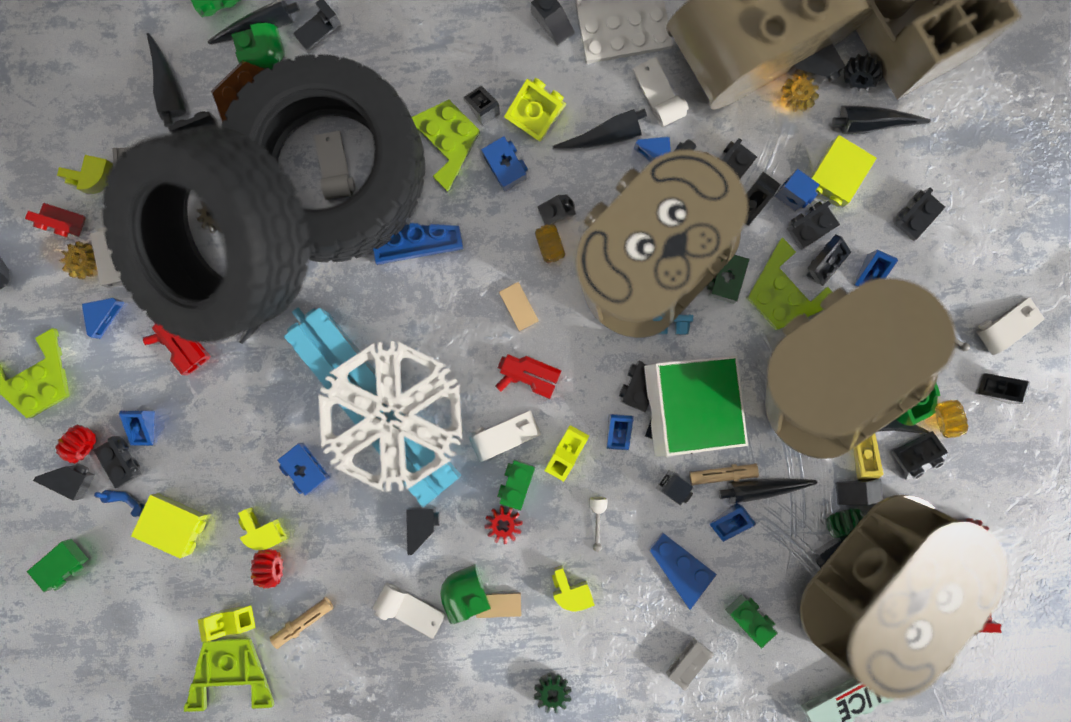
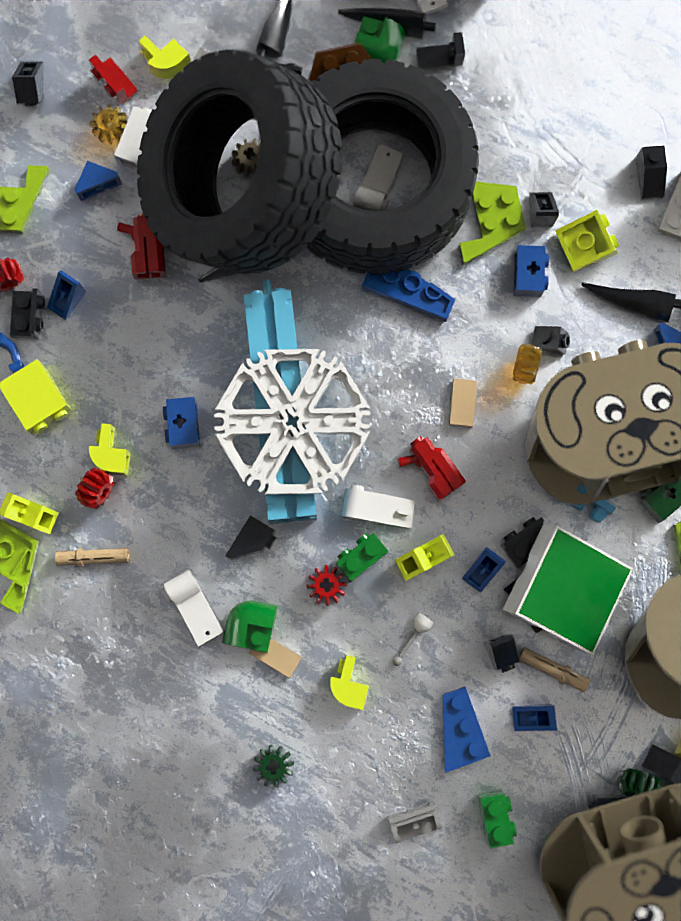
camera: 30 degrees right, 5 degrees down
(759, 489) = (581, 706): black piece -> none

